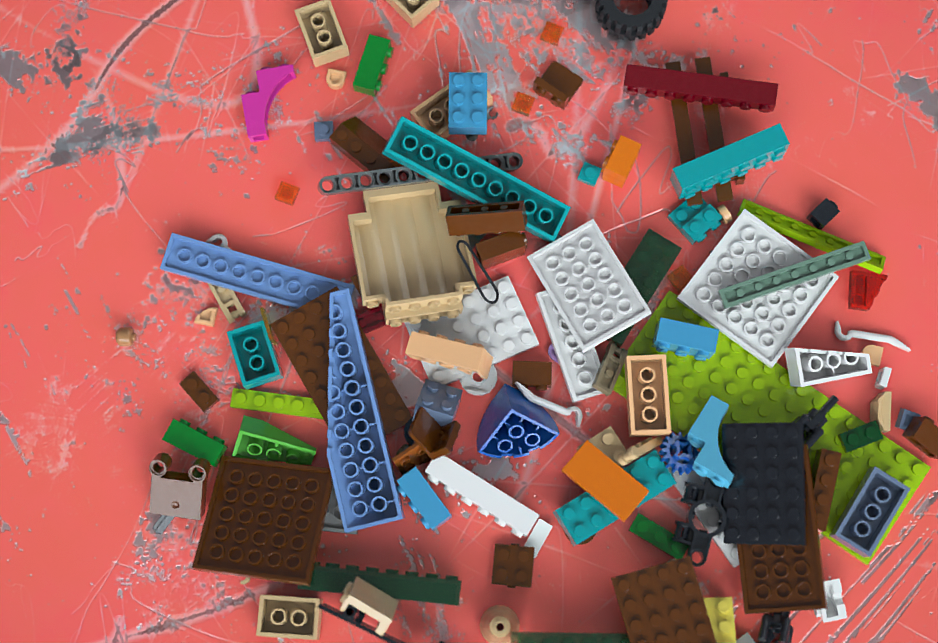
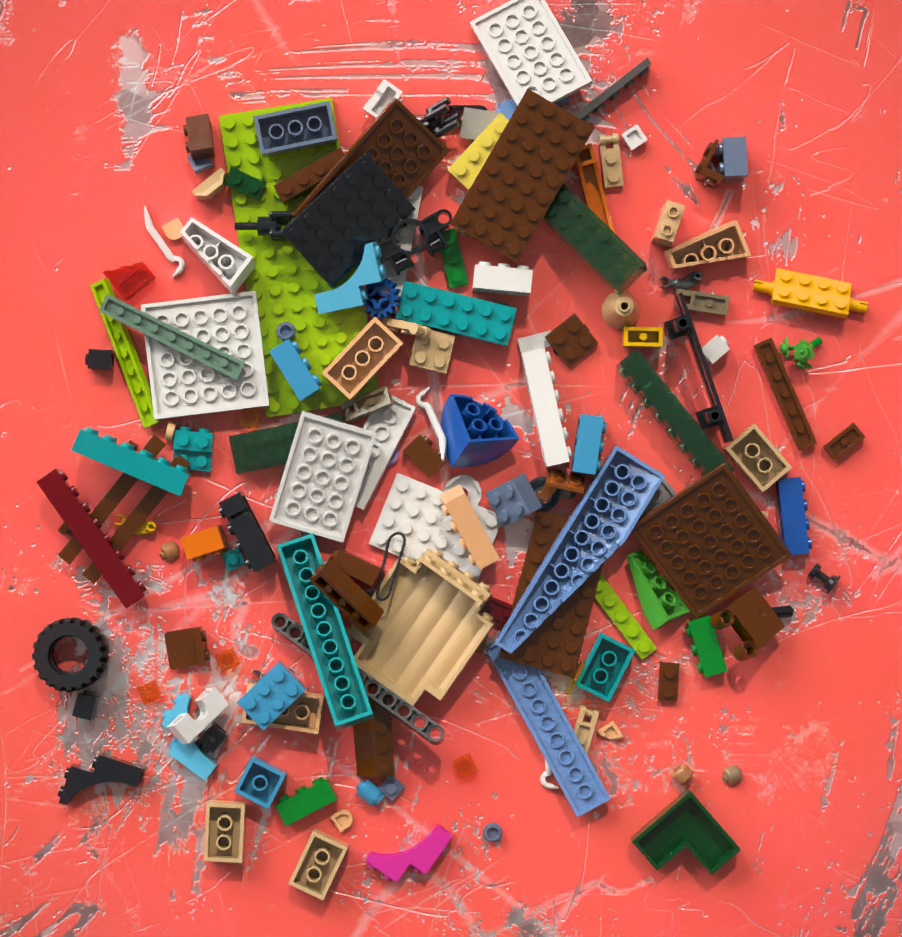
camera: 145 degrees left, 10 degrees up
(86, 305) = (681, 825): none -> dark green piece
(89, 372) = (732, 775): none -> dark tan piece
(147, 580) = (829, 581): none -> black piece
(222, 601) = (792, 515): none -> blue brick
(223, 169) = (492, 832): none -> sand blue plate
(334, 112) = (369, 792): none -> dark azure brick
(370, 601) = (694, 408): tan panel -> none
(416, 46) = (260, 781): none -> dark azure brick
(431, 437) = (540, 479): reddish brown bracket -> none
(463, 620) = (642, 337): none -> yellow brick
(478, 50) = (219, 735): none -> black brick
(491, 21) = (188, 754): none -> medium azure arch
(502, 62) = (211, 706): none -> white arch
(599, 198) = (248, 532): none -> black piece
(605, 481) = (453, 330): orange tile -> none
(608, 557) = (502, 279): none -> white brick
(638, 135) = (169, 551): none -> medium nougat piece
(670, 135) = (145, 528): none -> yellow arm
(720, 361) = (286, 331): none -> sand blue plate
(882, 378) = (185, 206): white tile -> none

